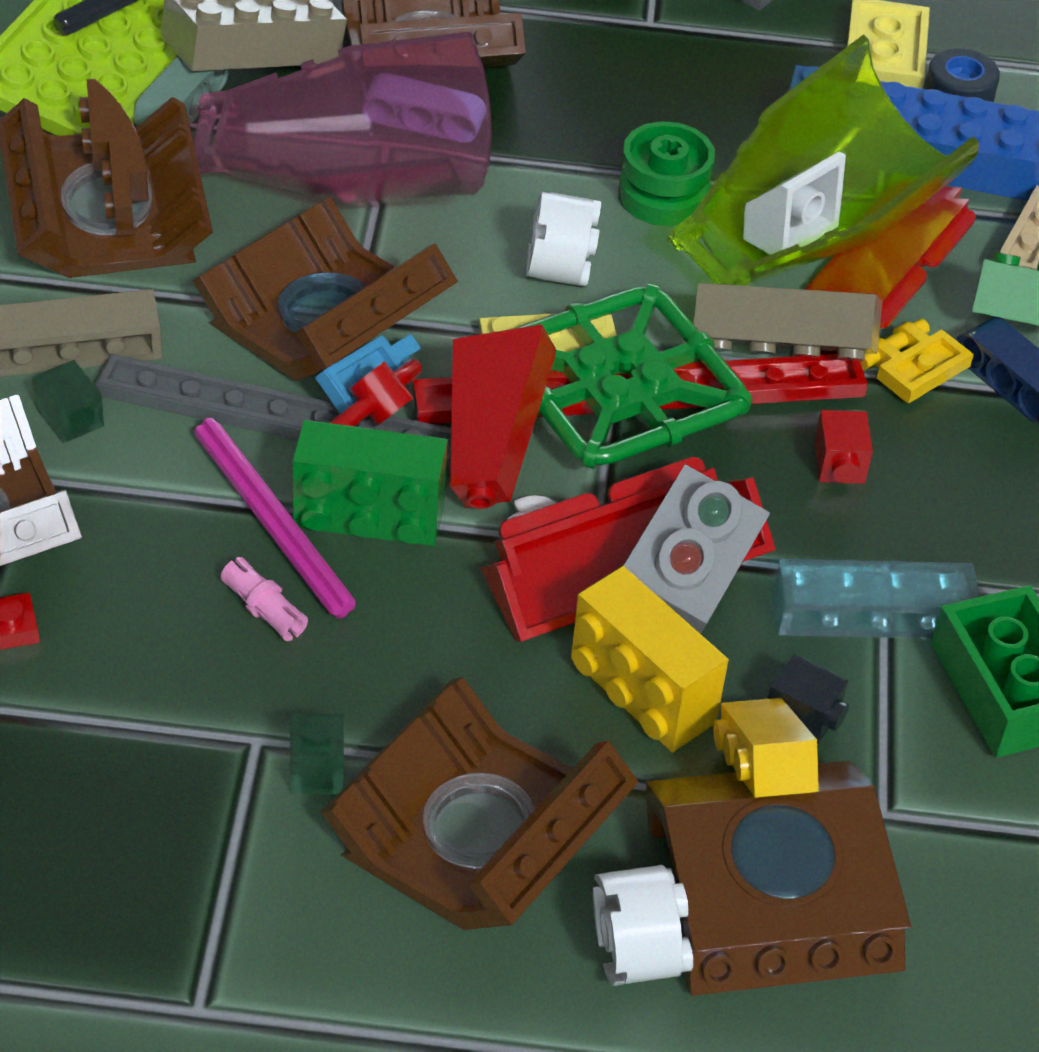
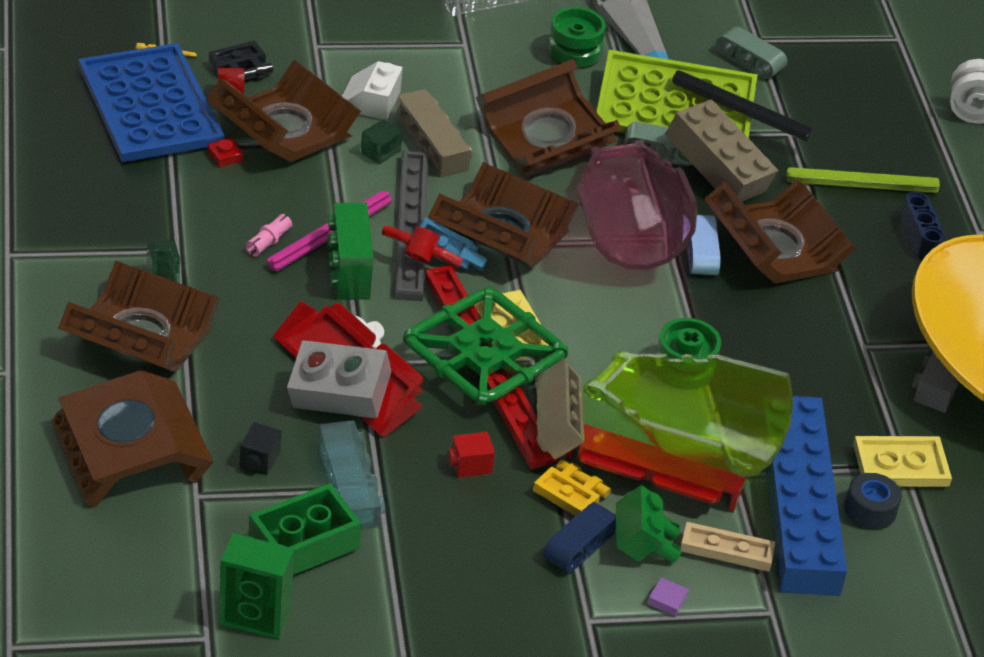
camera: 75 degrees right, 5 degrees down
(115, 153) = (572, 116): reddish brown slope -> none
(494, 409) = (420, 289): red slope -> none
(563, 238) = (594, 307): white brick -> none
(640, 924) = (72, 373): white brick -> none
(648, 659) = (256, 370): yellow brick -> none
(768, 747) = (201, 415): yellow brick -> none
(797, 208) = (665, 402): white slope -> none

